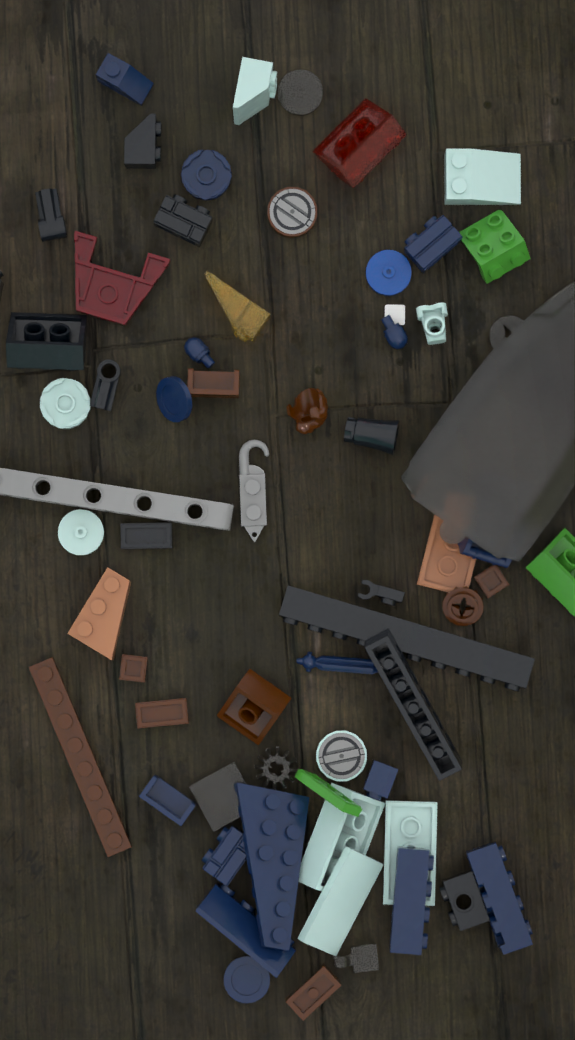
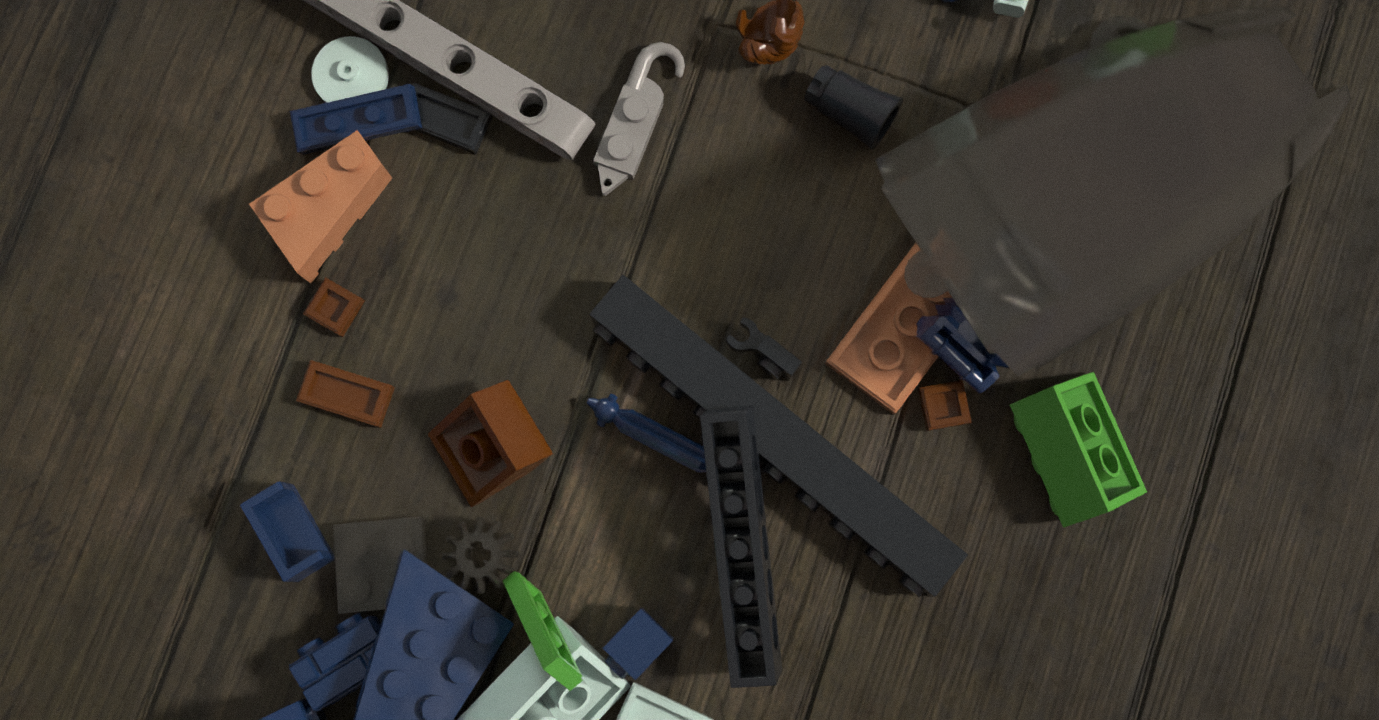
camera: 25 degrees right, 5 degrees down
(80, 757) = (189, 411): reddish brown plate -> none
(98, 558) = (371, 114): none -> dark blue tile
(341, 755) = (593, 580): tile -> none
(453, 611) = (891, 443): reddish brown gear -> none

